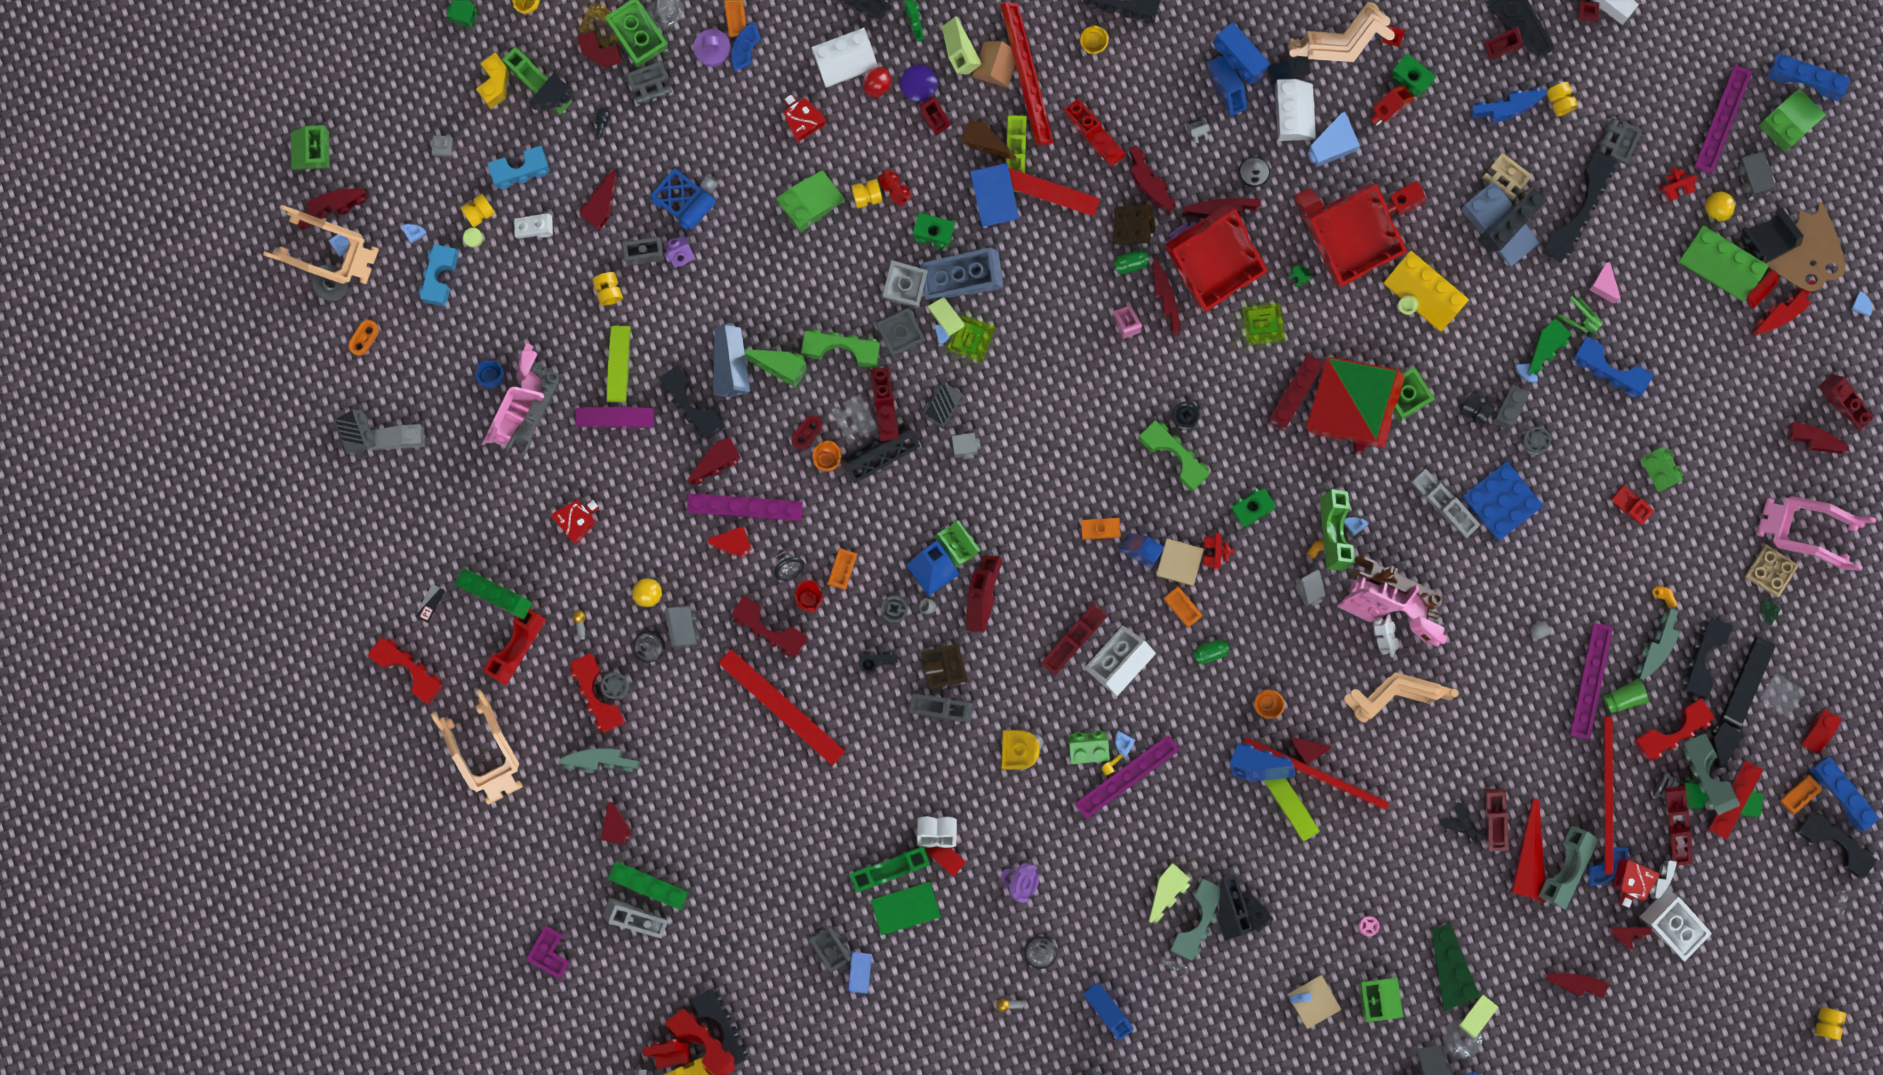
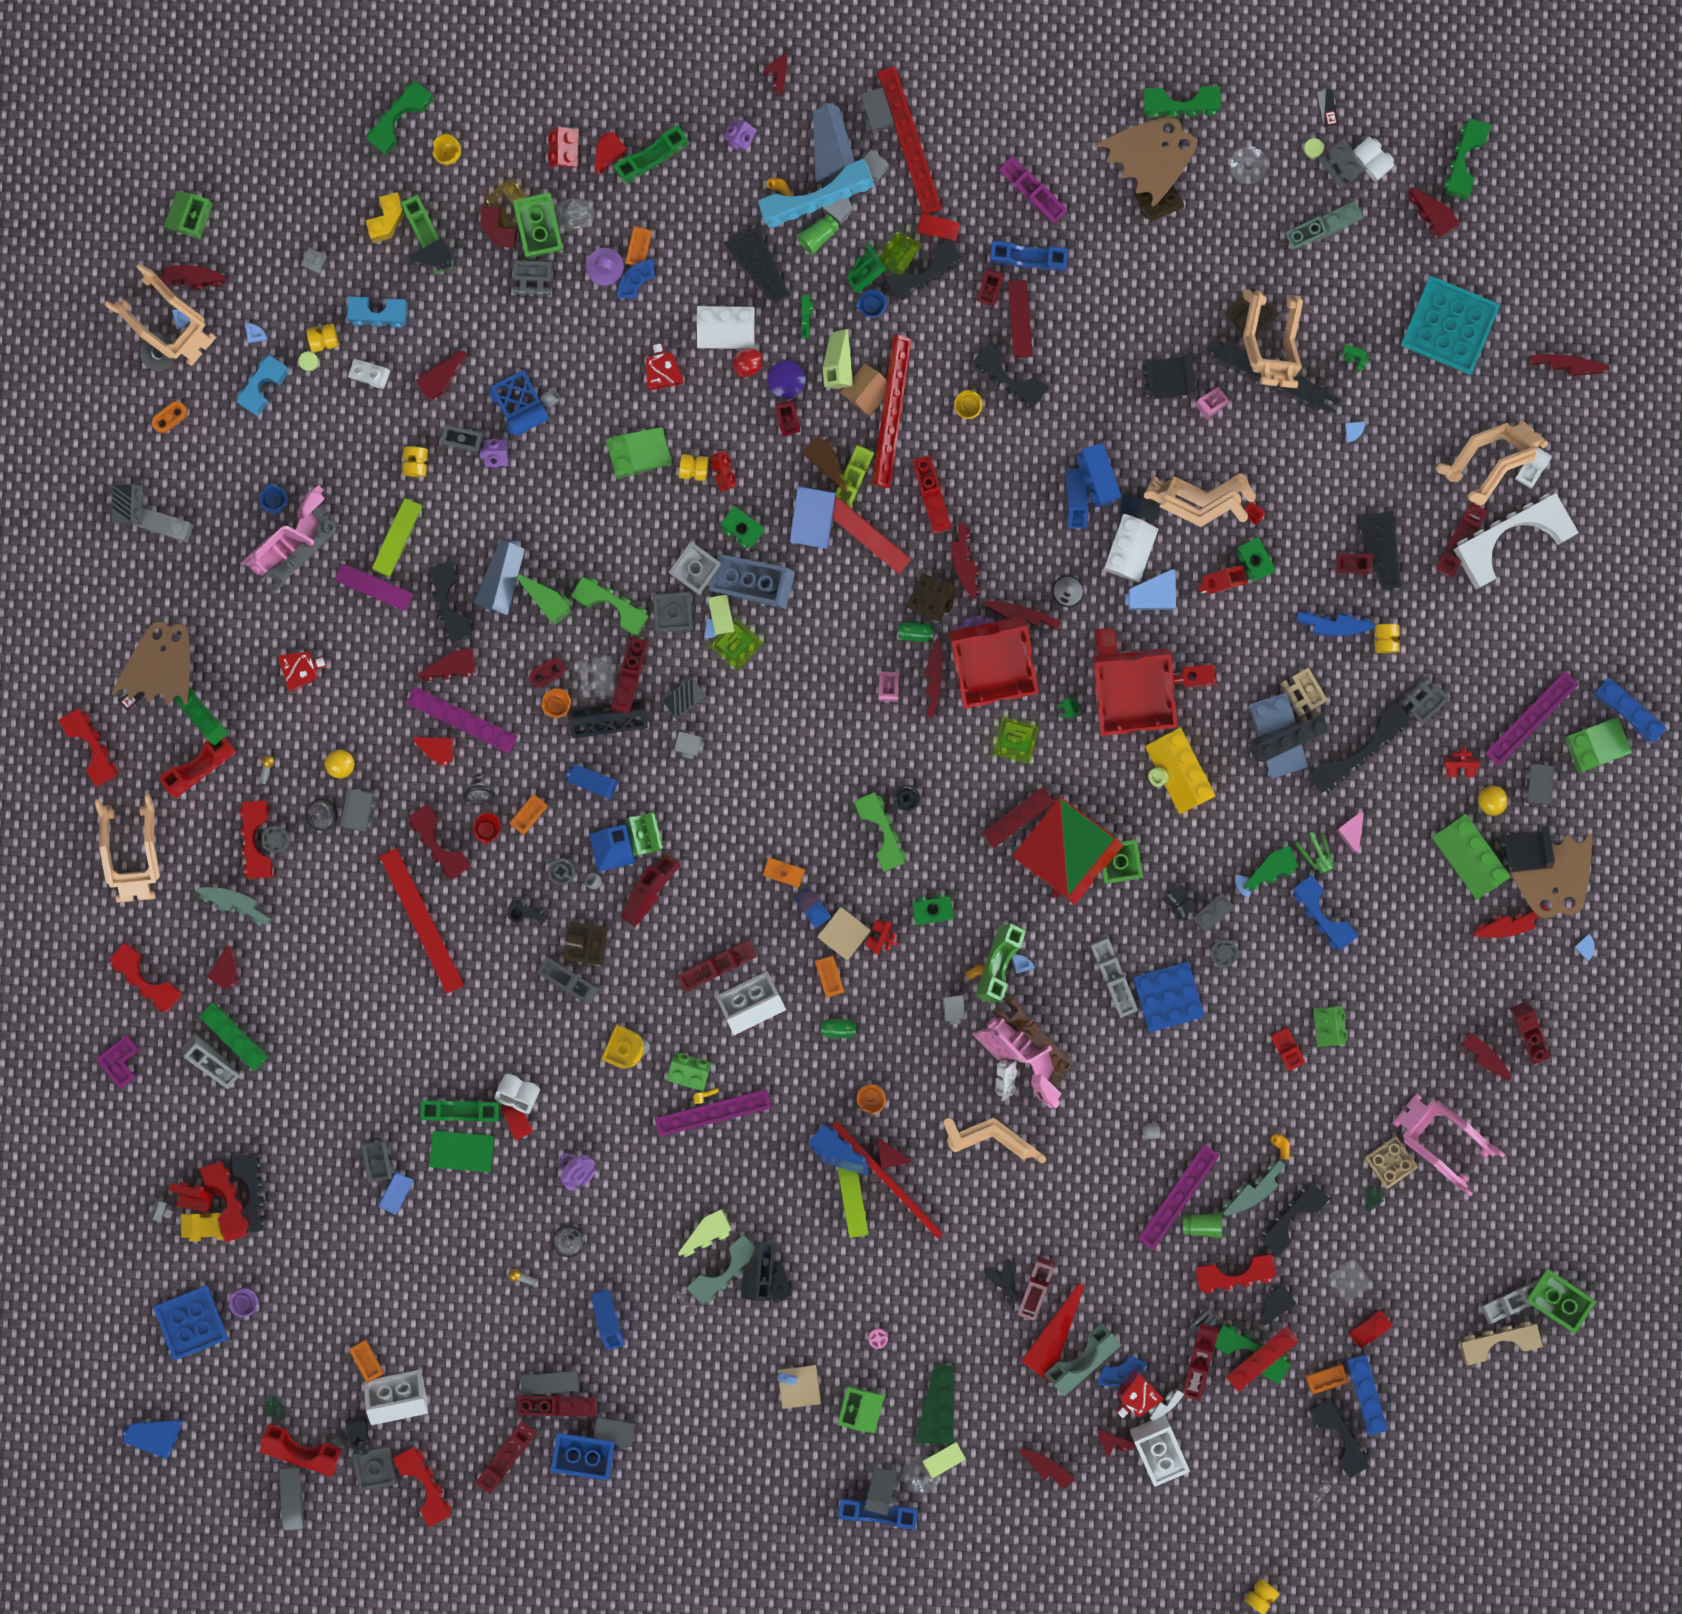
camera: 20 degrees right, 5 degrees up
(443, 573) = (158, 671): none -> medium nougat piece
(520, 855) = (128, 962): none -> red arch
(601, 121) = (475, 292): black bar -> none
(889, 514) = (592, 781): none -> blue slope
(1123, 743) = (723, 1081): light blue tile -> none
(1198, 128) = (1031, 529): light grey tile -> none
(1608, 794) = (1147, 1308): red tile -> none
(1702, 754) = (1249, 1306): sand green arch -> none
(1747, 682) = (1322, 1256): black beam -> none
(1762, 289) = (1497, 896): red tile -> none

